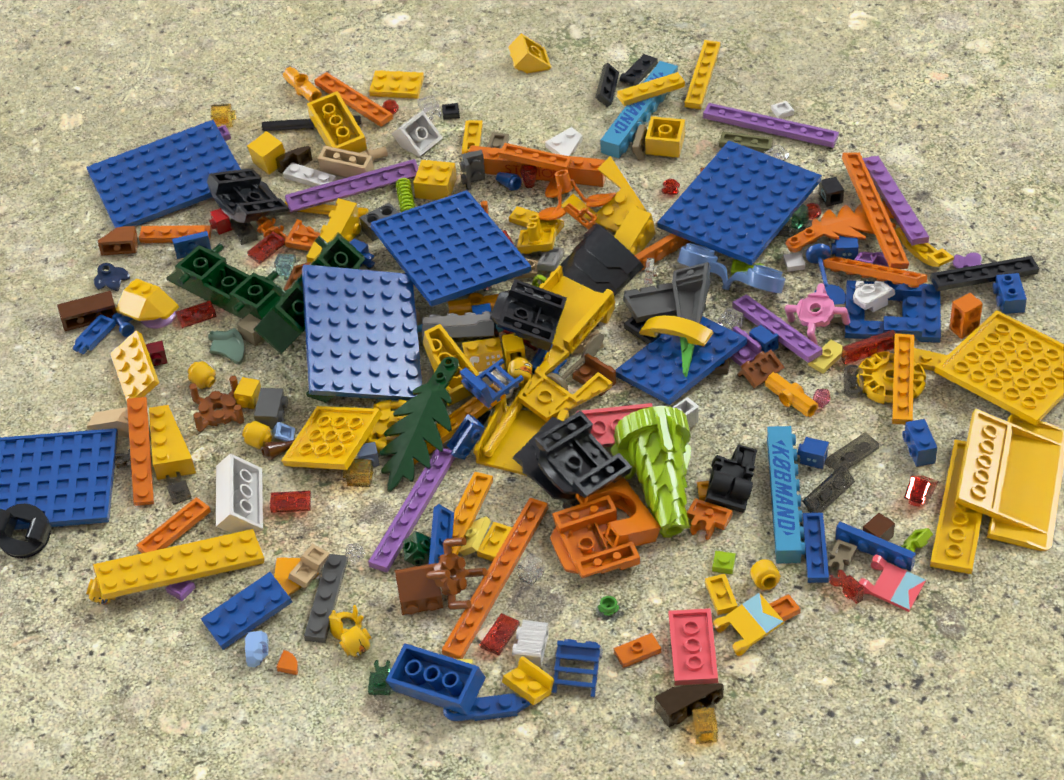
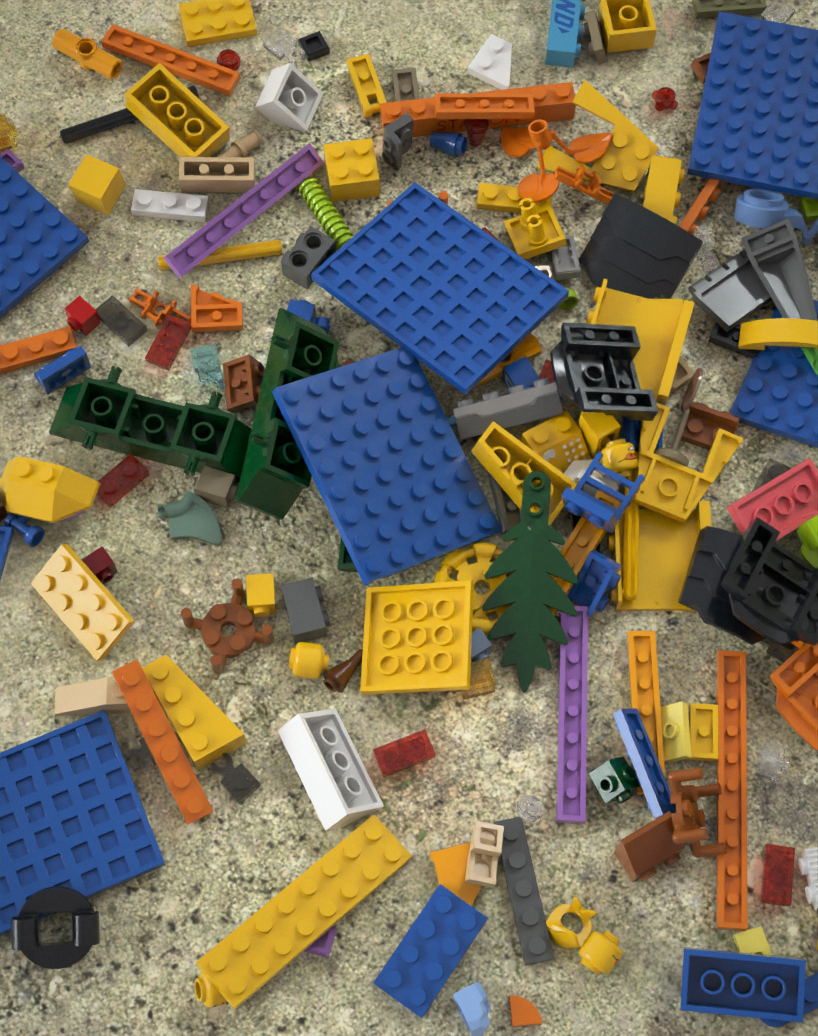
camera: 25 degrees left, 20 degrees up
(175, 526) = (264, 848): orange plate -> none
(201, 374) = (182, 583): yellow head -> none
(244, 195) = (104, 270): black slope -> none
(283, 432) = (338, 642): light blue slope -> none
(298, 156) = (141, 178): dark brown slope -> none
(342, 220) = (260, 301): yellow wedge -> none
(377, 679) = (657, 998): clear green plate -> none

